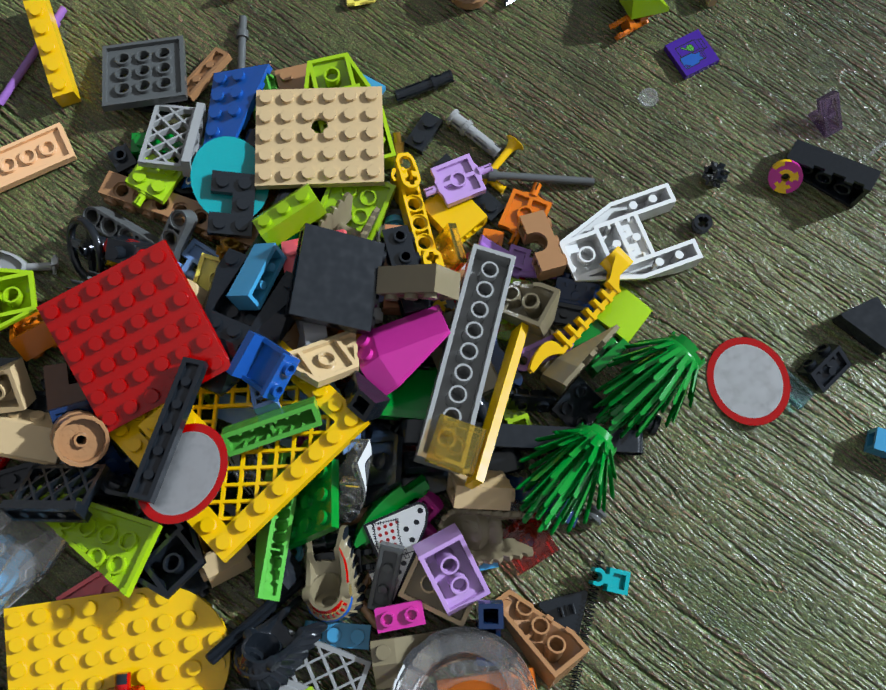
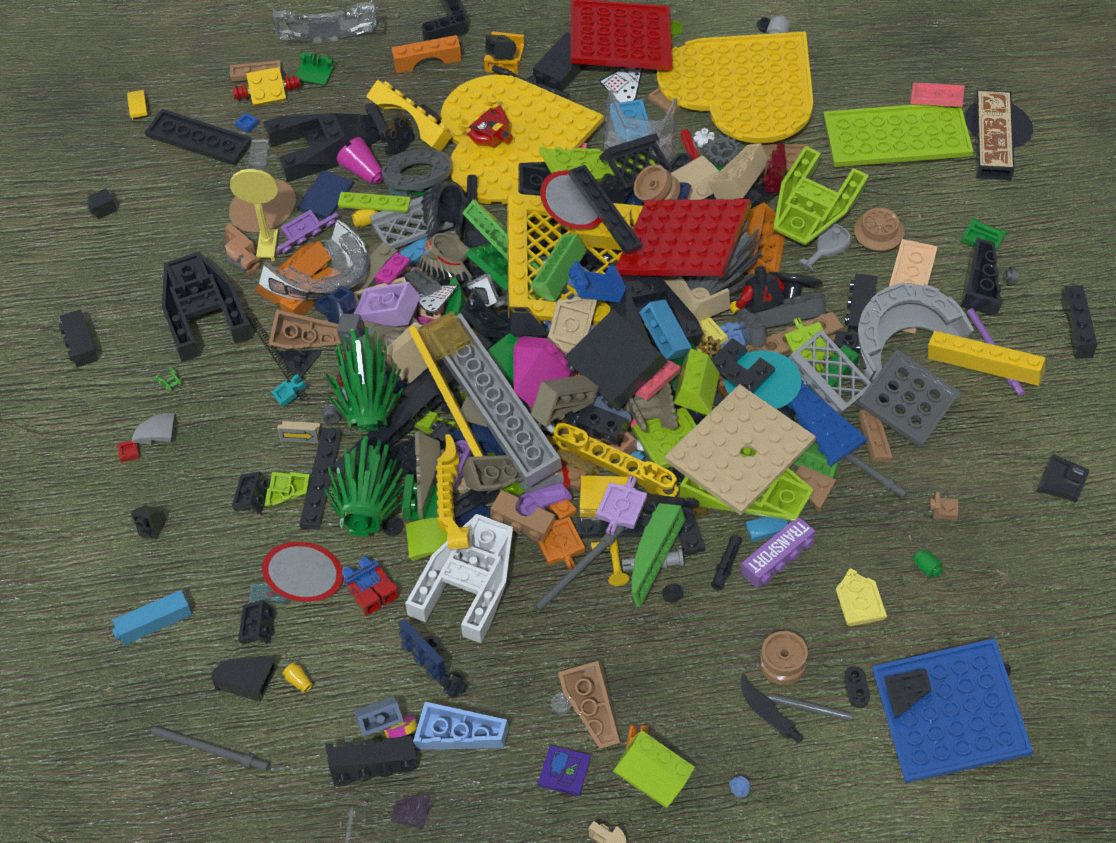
camera: 140 degrees right, 20 degrees down
(33, 111) = (904, 308): none -> light grey windscreen
(65, 179) = (863, 290): none -> black wedge
(384, 57) = (778, 552): none -> medium lavender brick
(421, 162) = (686, 503): none -> black hinge
(466, 130) = (654, 548): none -> bright green slope
(488, 98) = (672, 593): none -> black tile
(505, 579) = (347, 322): none -> dark grey brick
(627, 79) = (591, 700): none -> medium nougat wedge
(636, 525) = (299, 431): none -> panel
(659, 457) = (320, 479): none -> black plate
(694, 476) = (286, 487): none -> lime slope
(707, 313) = (369, 586): none -> hips
(721, 212) = (421, 651): none -> dark blue plate
(732, 499) = (251, 492): none -> black bracket
(743, 136) = (458, 729): none -> light blue wedge
(766, 660) = (156, 428): none -> light grey brick
(795, 198) = (378, 716): none -> sand blue brick
(806, 663) = (128, 451): none -> red tile
(827, 290) = (296, 676): none -> yellow cone
(851, 551) = (149, 521): none -> black slope

